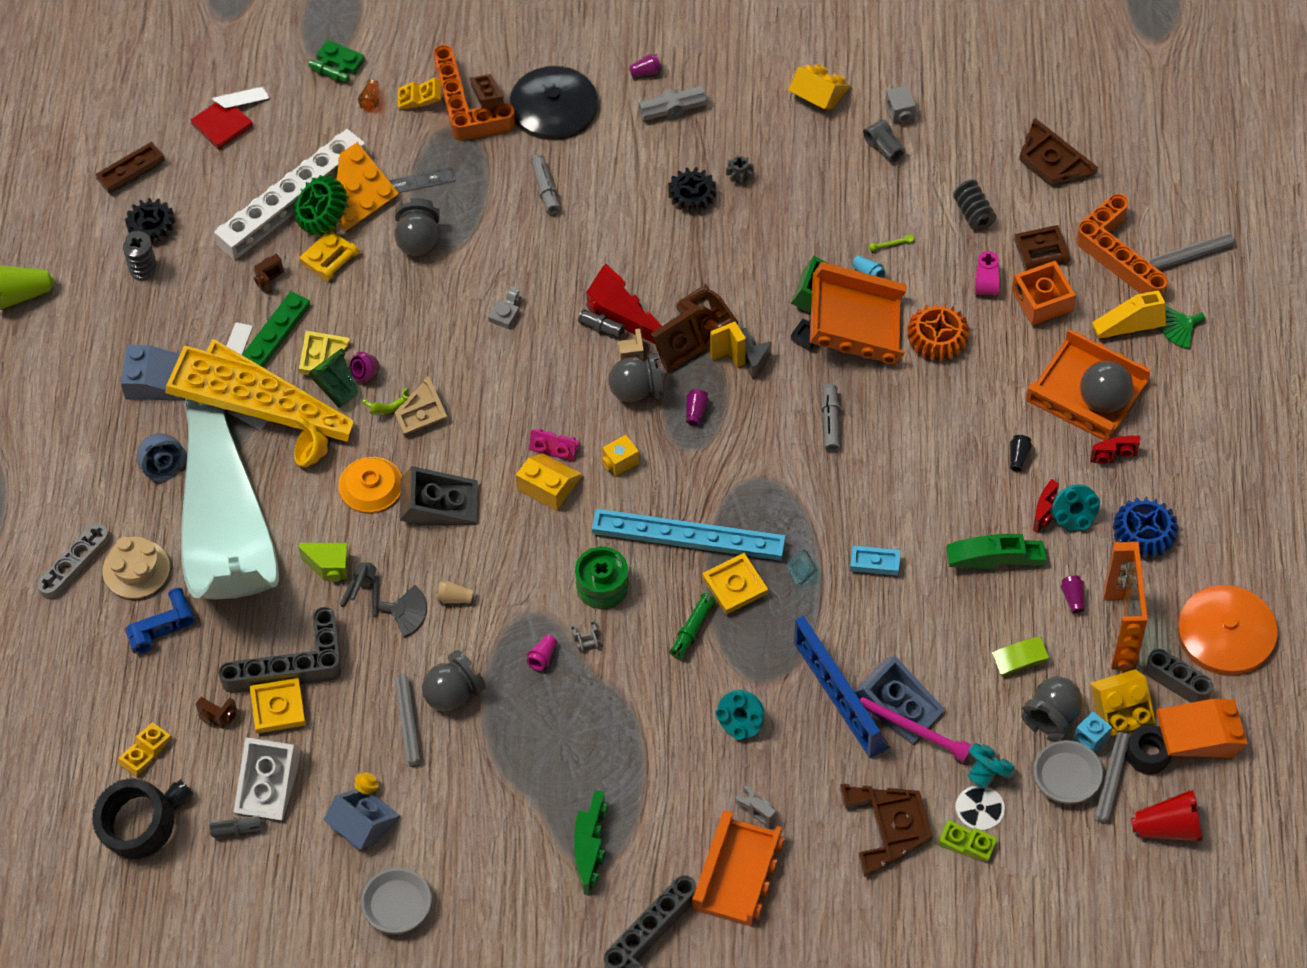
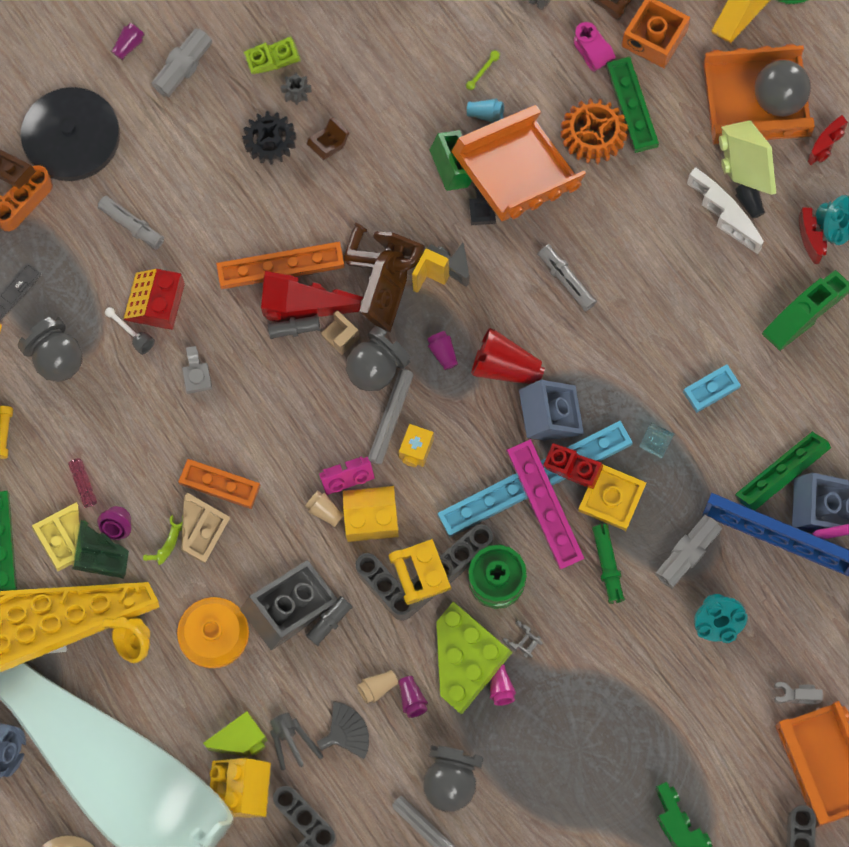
camera: 35 degrees left, 15 degrees up
(299, 592) = (242, 785): none -> yellow slope
(365, 329) = (82, 482): none -> clear pink axle
(457, 529) = (329, 620): none -> dark grey pin
(458, 390) = (219, 483): none -> orange plate
(470, 619) = (412, 699): none -> magenta cone
(484, 261) = (141, 341): none -> hinge
(517, 451) = (324, 508): none -> tan cone
(520, 244) = (155, 298): none -> red slope
(533, 617) = (466, 657): none -> lime plate
(550, 544) = (396, 593): none -> dark grey beam
(554, 535) = (428, 568): none -> yellow plate
(619, 426) = (390, 416): none -> light grey axle
(636, 281) = (290, 262): none -> orange plate
(678, 552) = (545, 504): none -> dark pink plate
(721, 541) = (572, 466): none -> red slope
(733, 439) = (505, 361): none -> red cone
(734, 218) = (329, 139): none -> reddish brown bracket
(739, 139) = (272, 57): none -> lime slope
(740, 496) = (550, 410): none -> sand blue slope
(759, 656) = (688, 551): none -> light grey piece
(869, 651) = (783, 471): none -> green plate
(984, 333) = (632, 104): none -> green plate
(992, 448) = (731, 216): none -> white slope
(1035, 413) = (747, 156): none -> yellowish green slope

